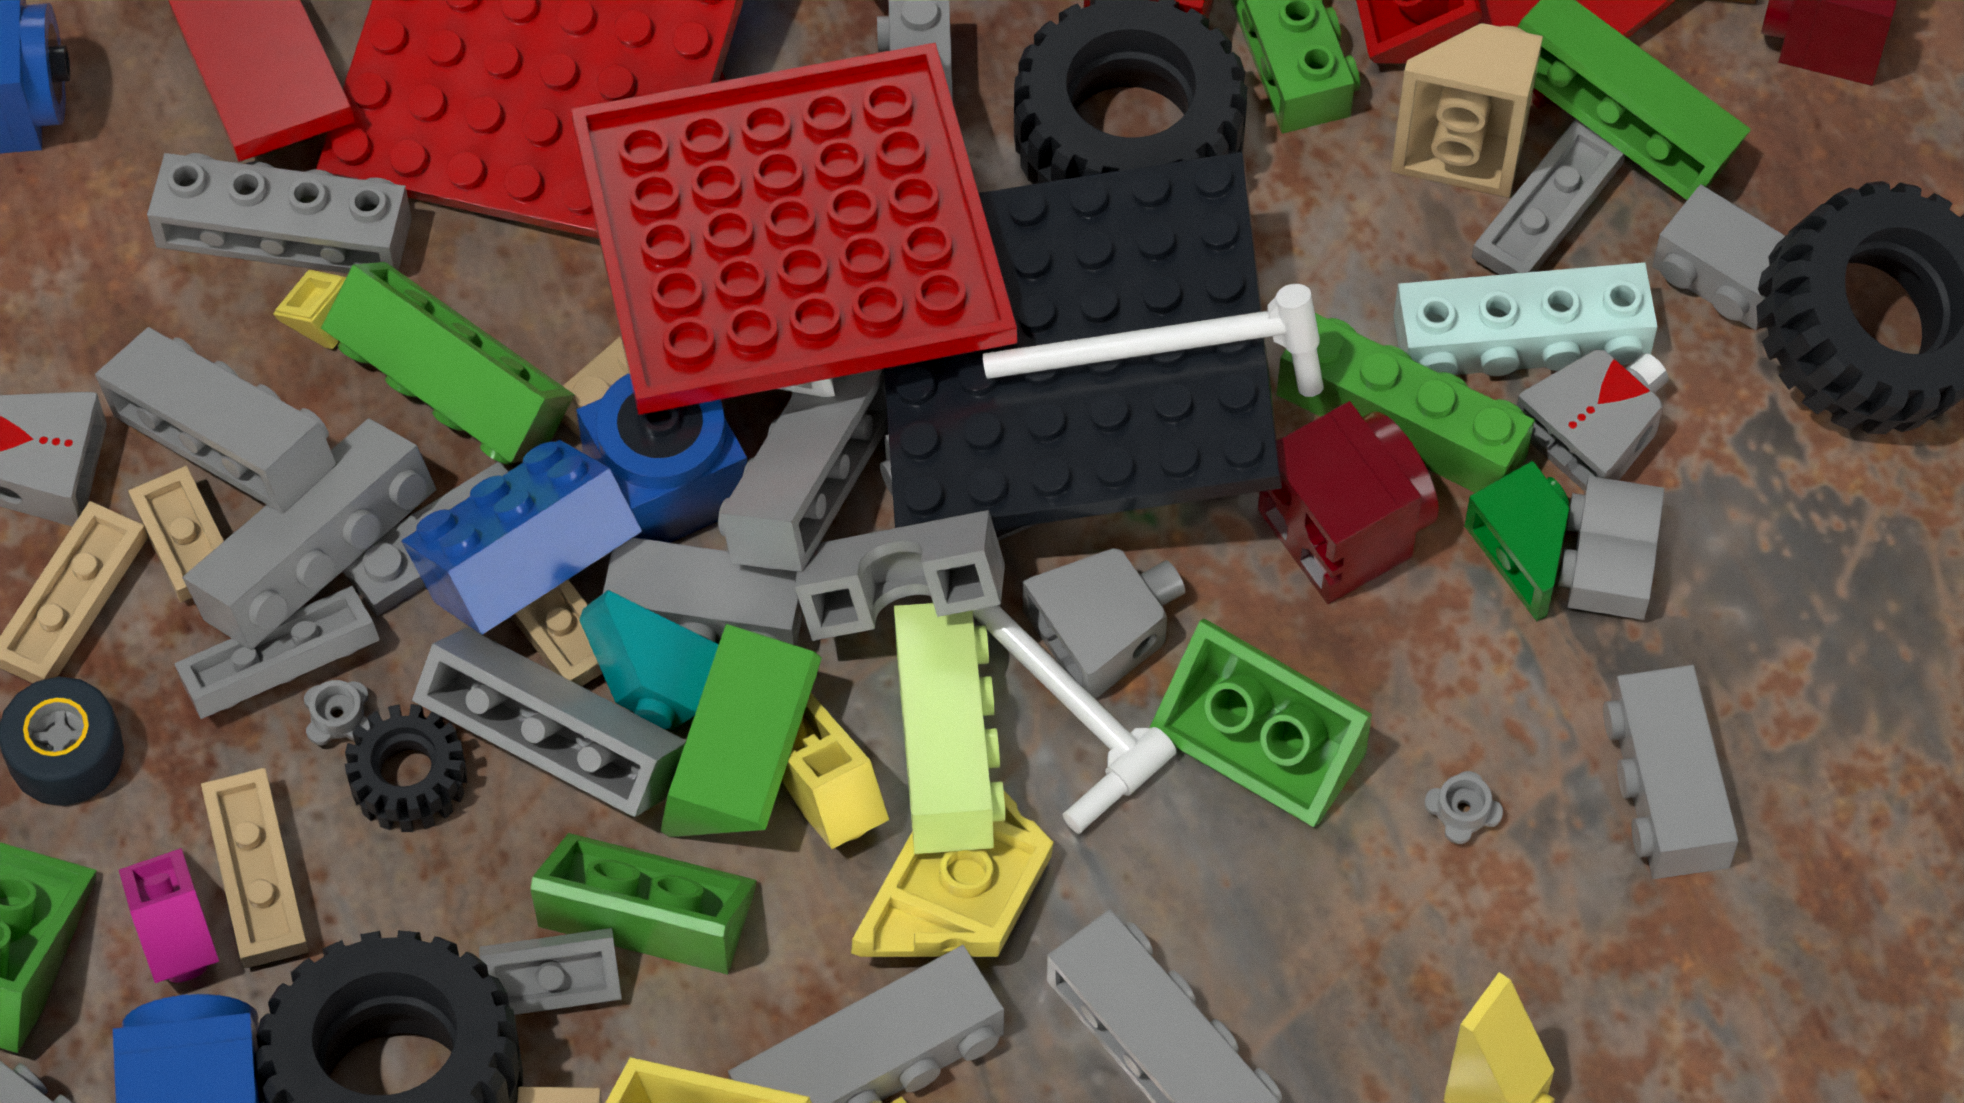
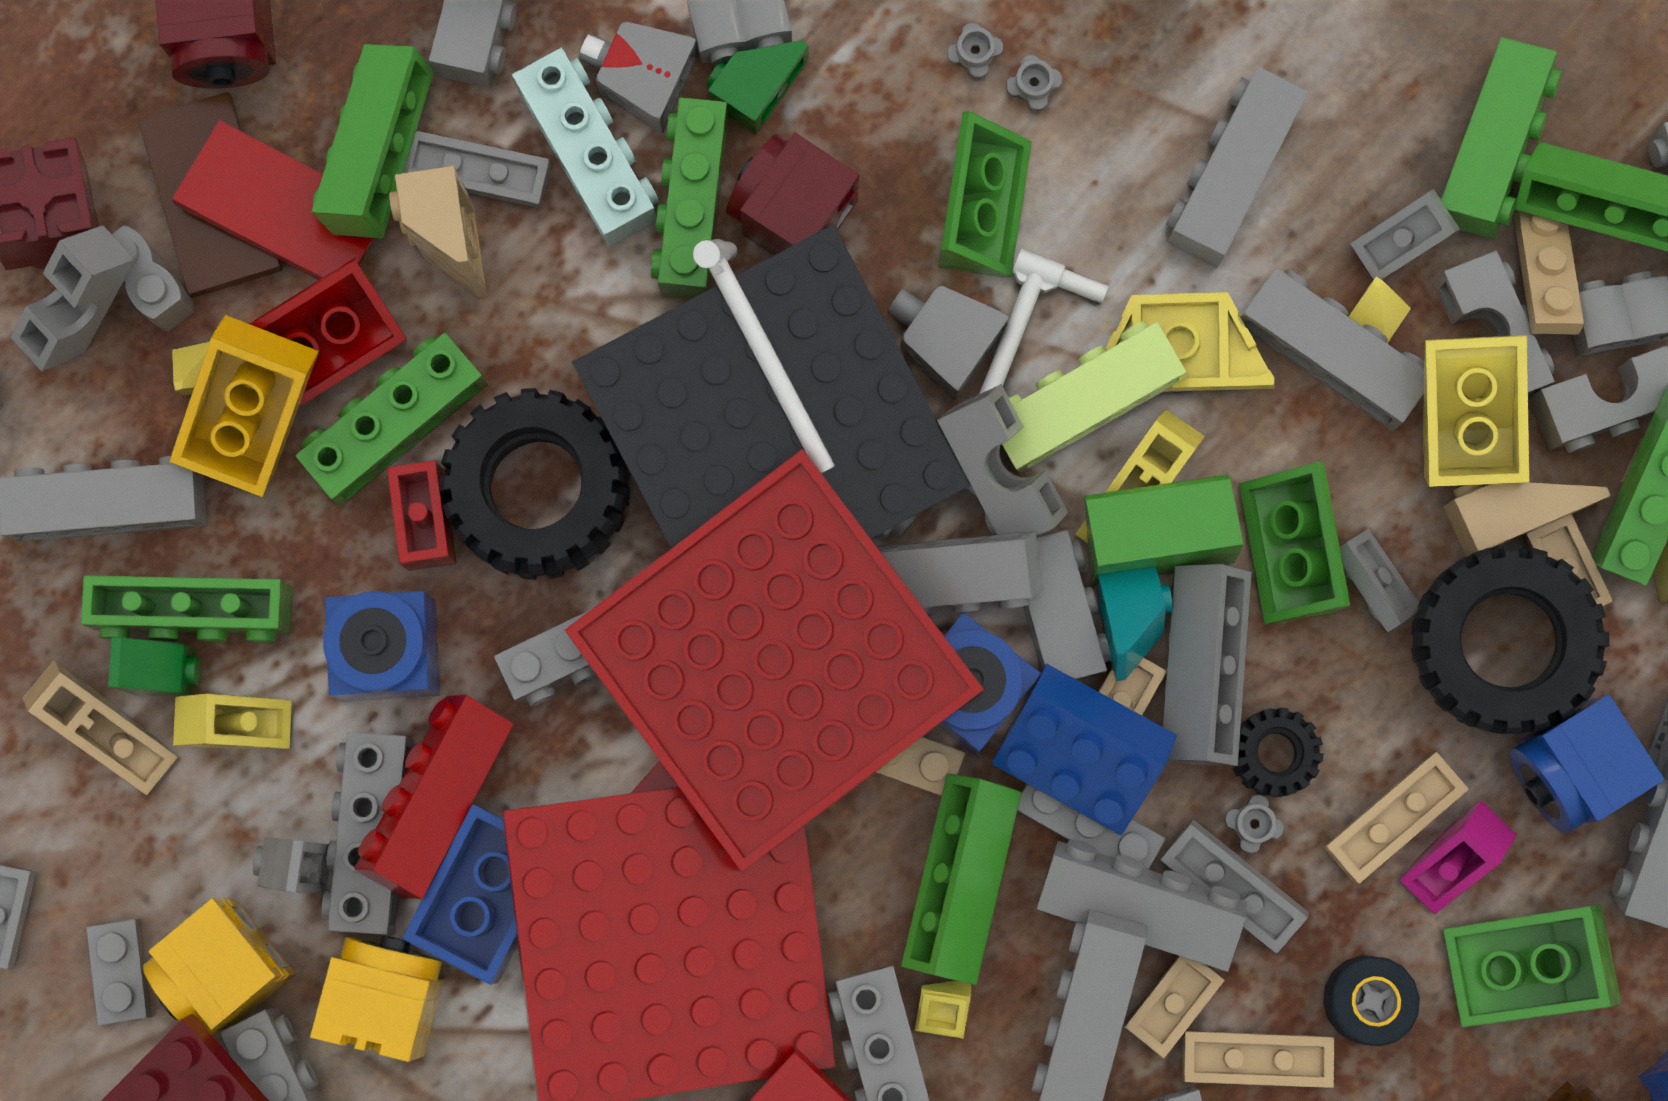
camera: 115 degrees left, 20 degrees up
(1395, 840) = (1036, 69): none -> light grey plate

